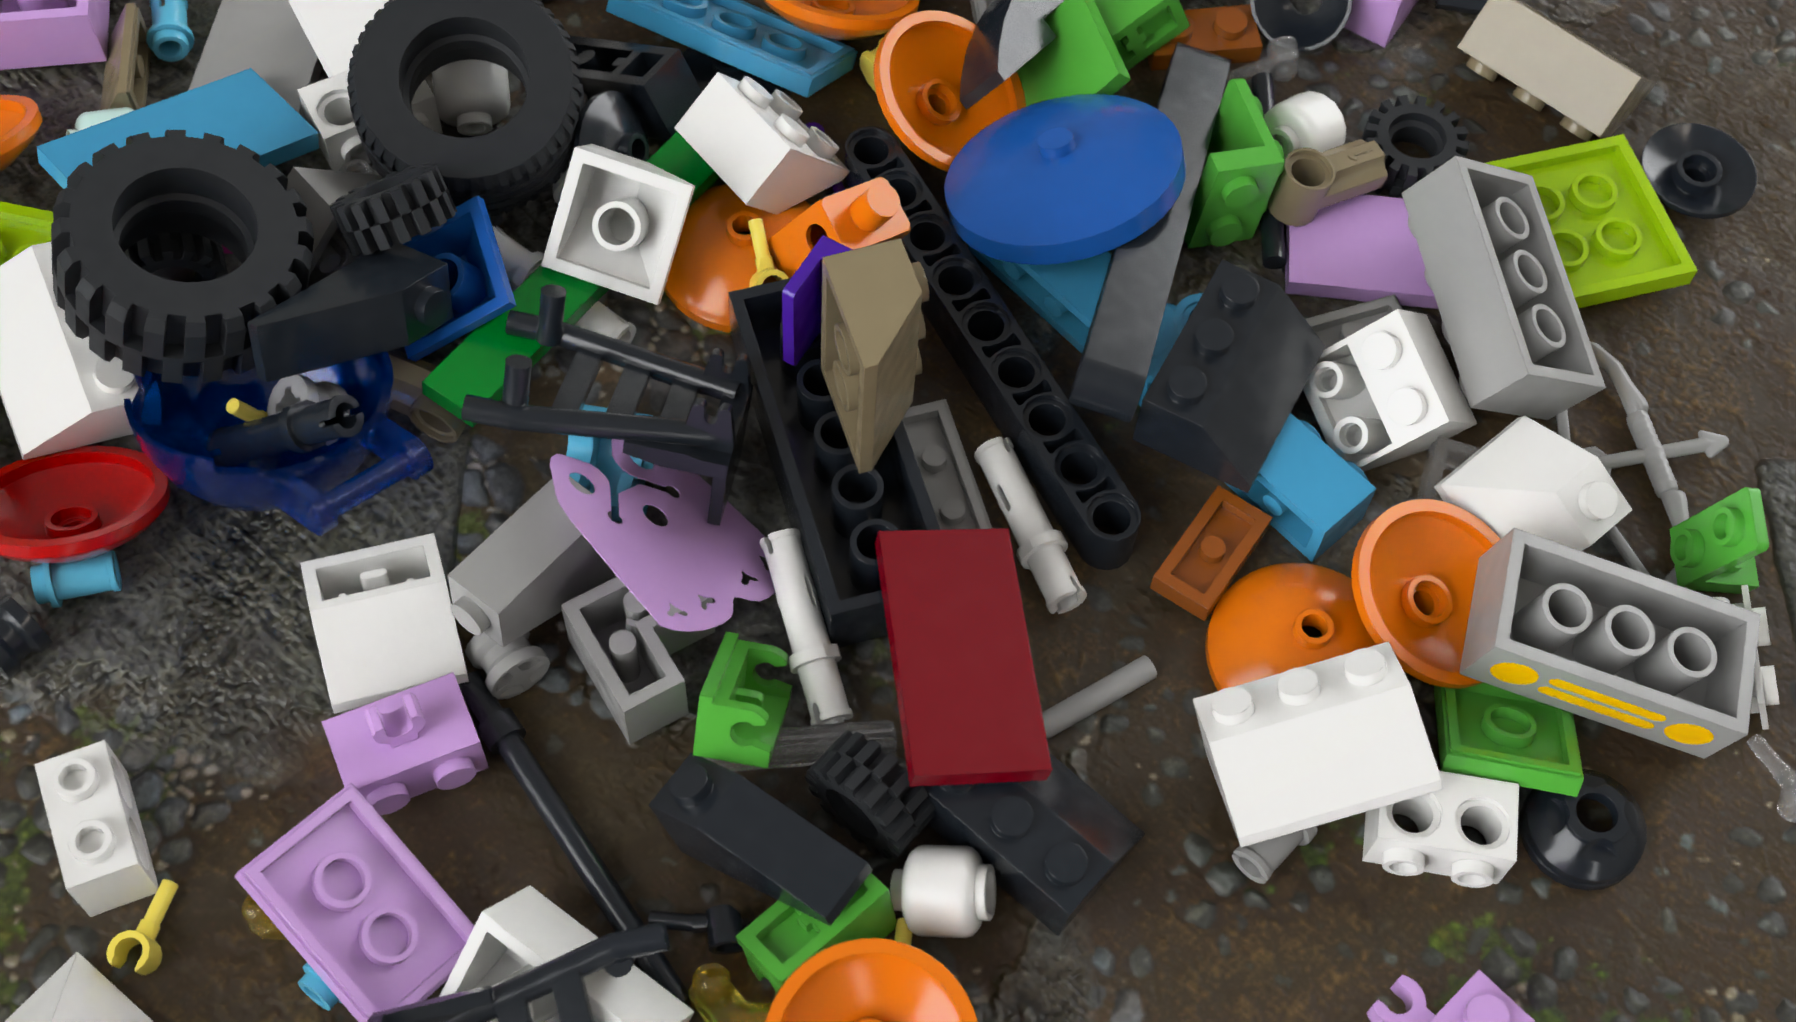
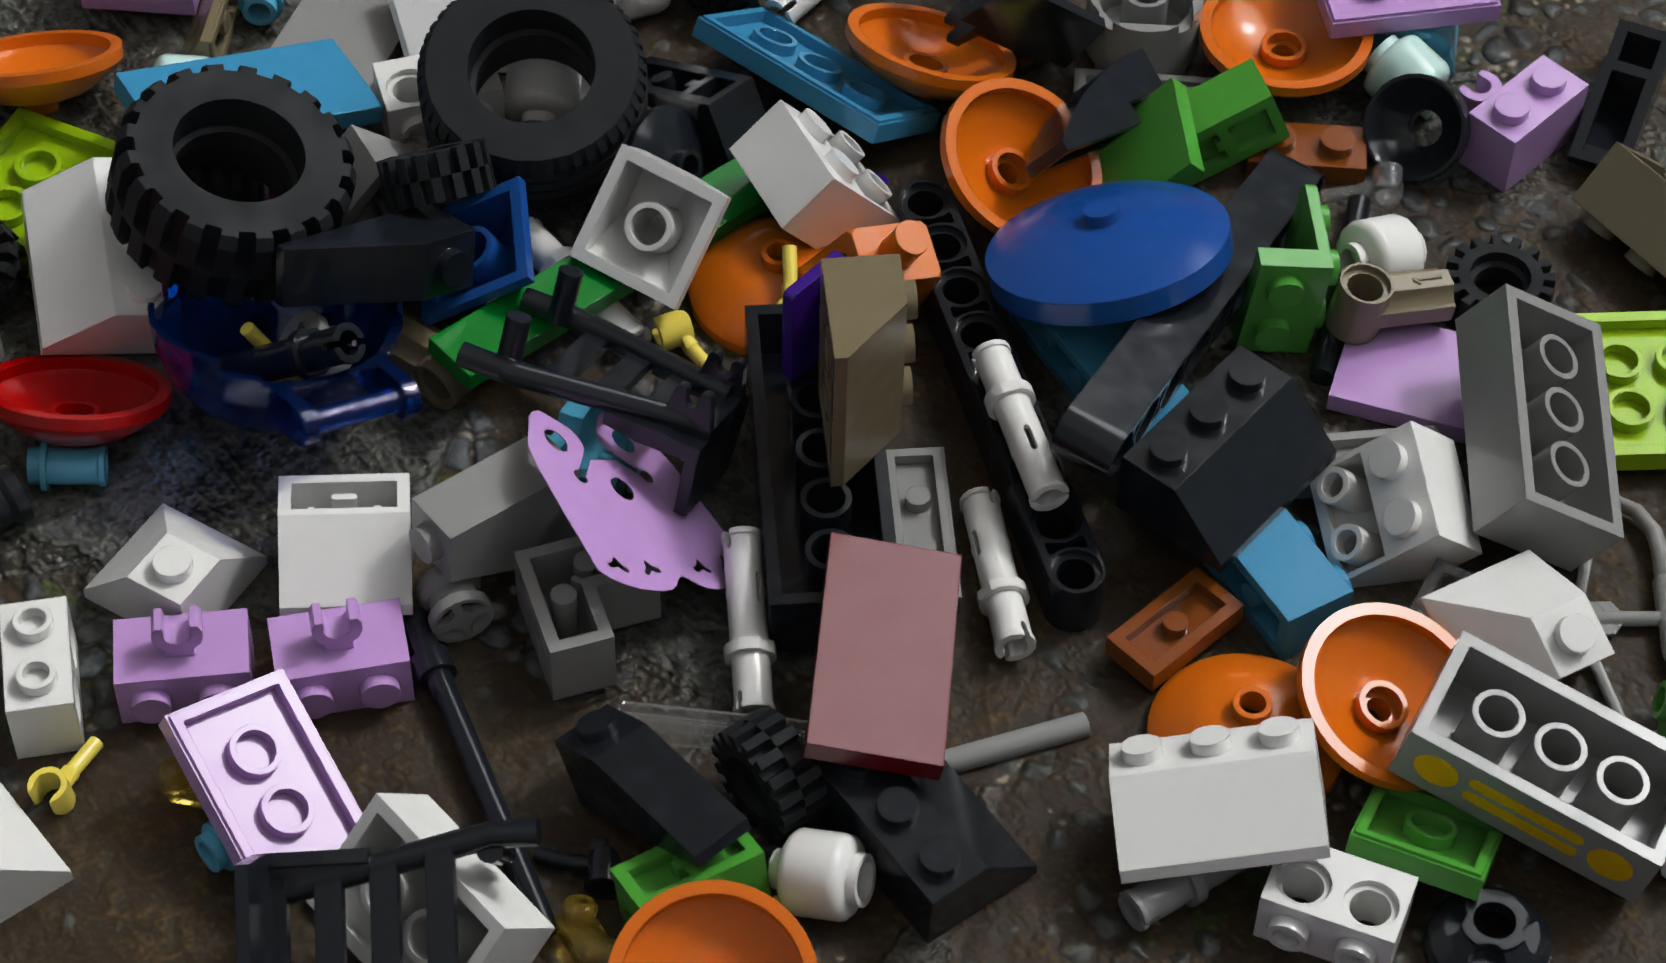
camera: 15 degrees right, 10 degrees down
(214, 678) = (174, 566): none -> white slope
(243, 784) = (179, 660): none -> lavender brick
(660, 320) = (675, 331): none -> light yellow hand
(739, 709) = (658, 675): bright green hinge -> none
(1011, 352) = (1012, 403): none -> white pin

